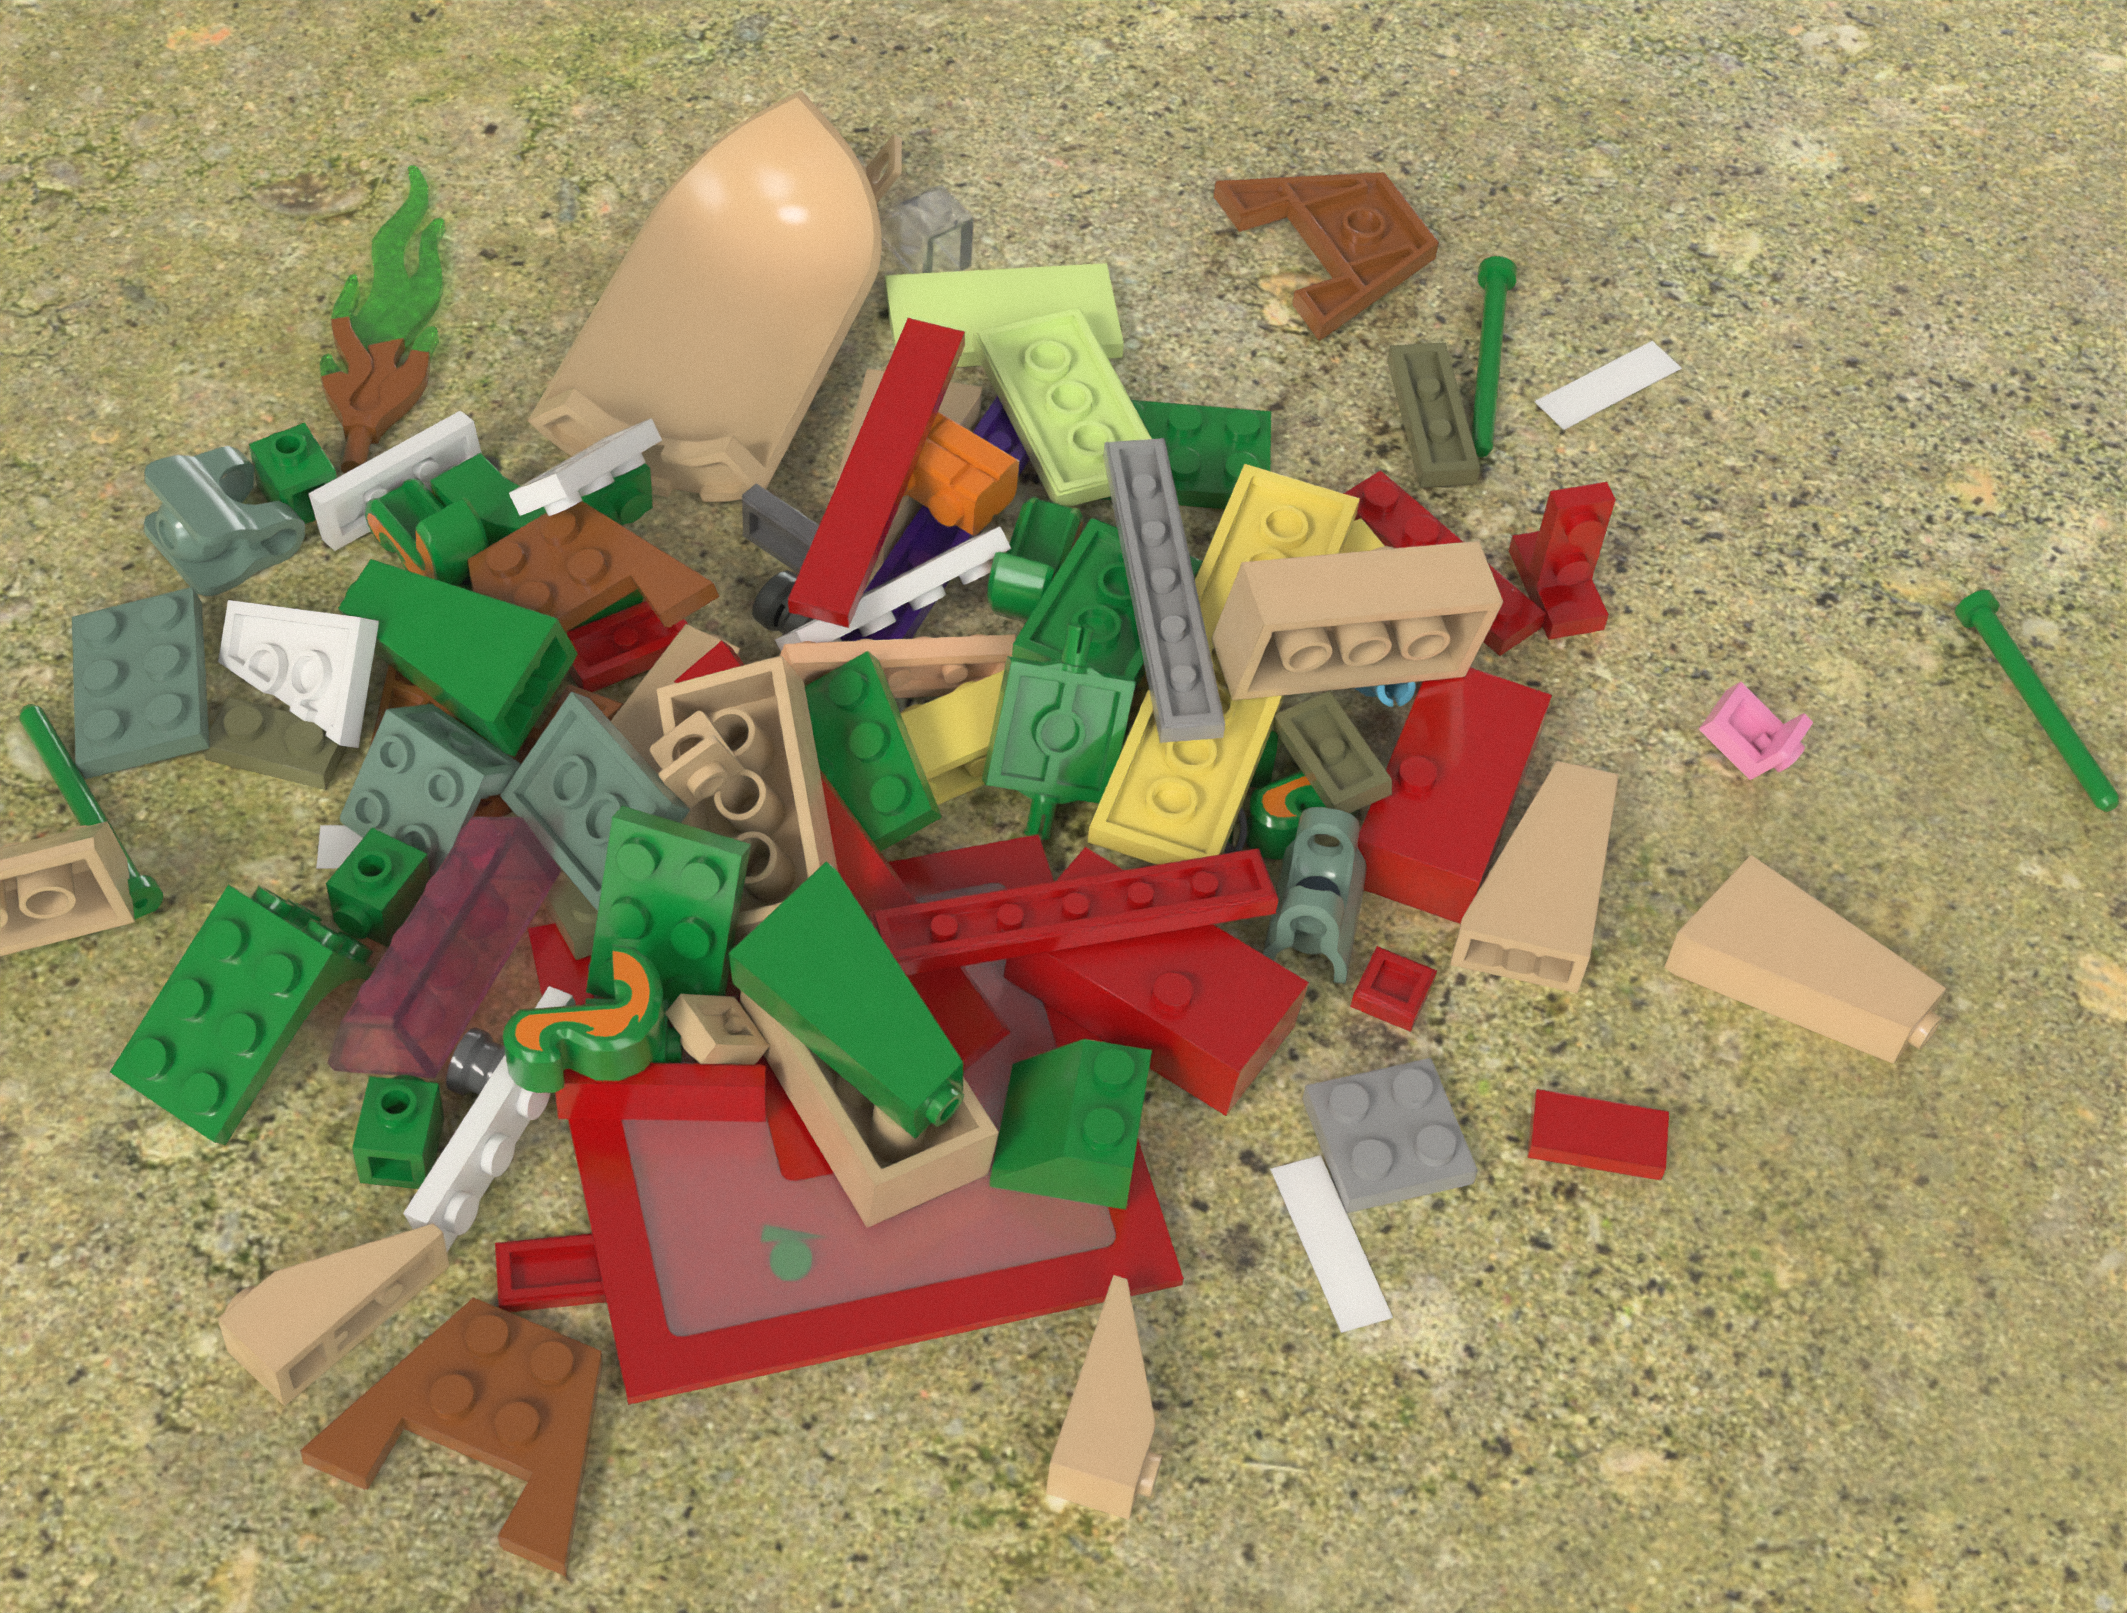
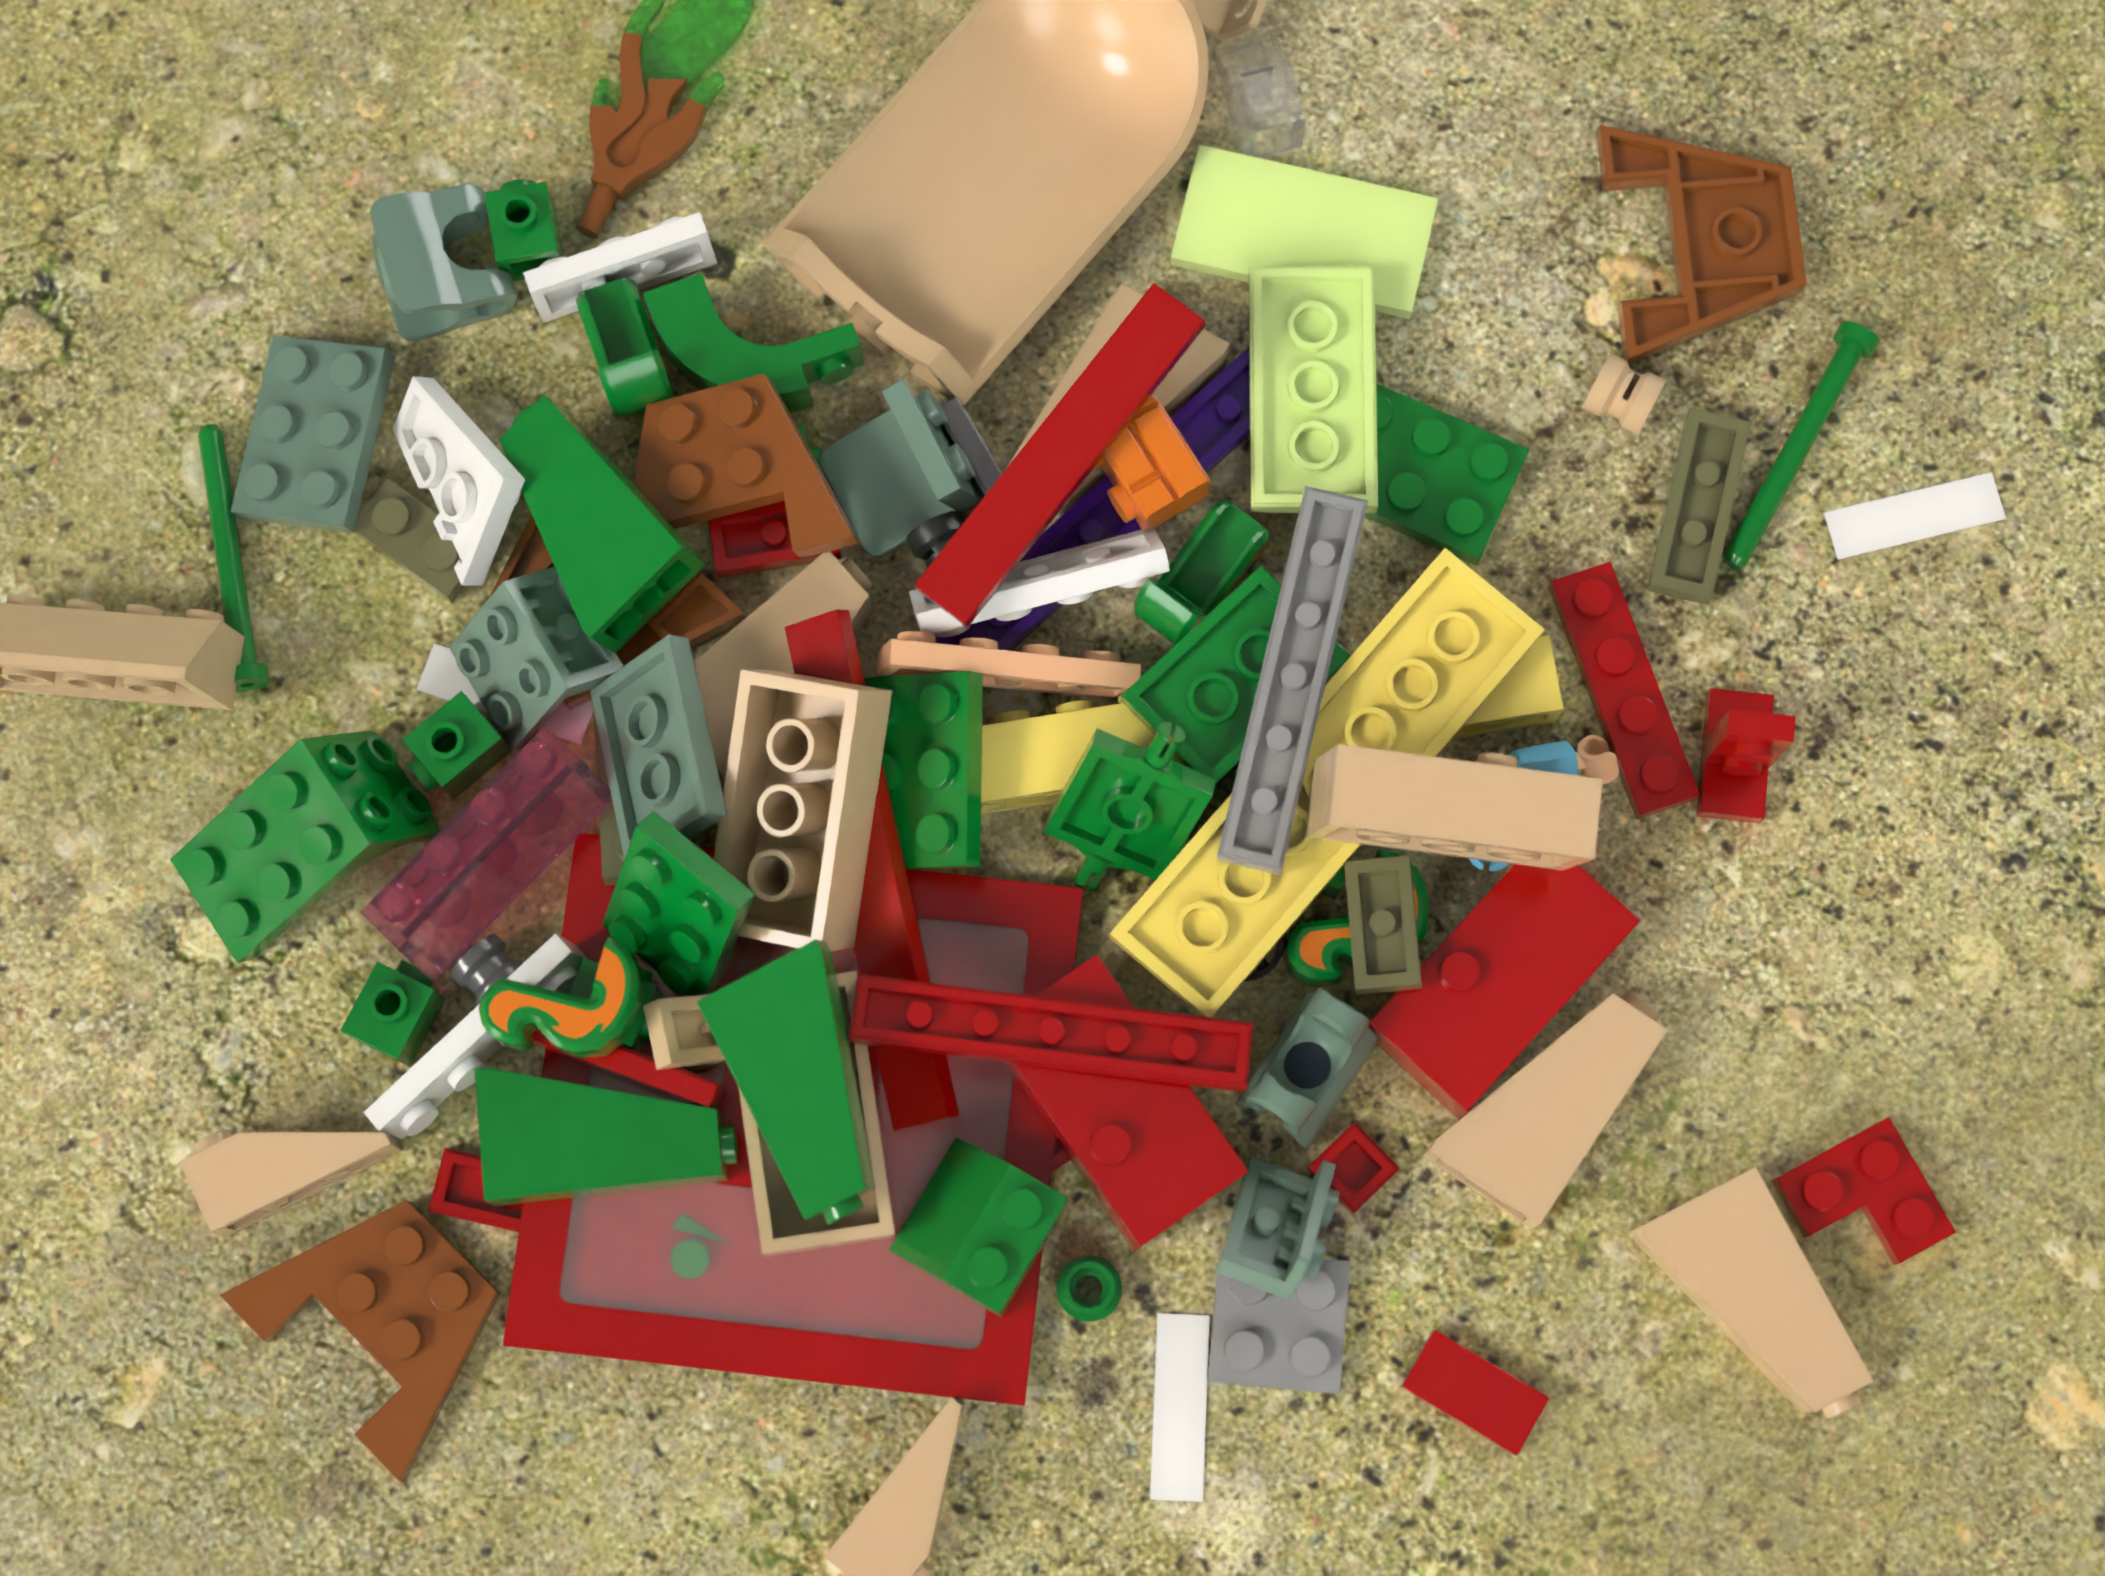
camera: 30 degrees right, 25 degrees up
(586, 470) = (780, 353): white plate -> none
(653, 1167) = (582, 1140): none -> green slope
(702, 768) = (745, 789): tan bracket -> none
(736, 546) = (899, 470): none -> sand green bracket
(1201, 1145) = (1089, 1267): none -> green plate
(1331, 352) = (1610, 387): none -> tan wheel
(1357, 1041) = (1276, 1227): none -> sand green bracket
(1753, 734) = (1843, 1012): bright pink bracket -> none
(1854, 854) = (1869, 1174): none -> red plate

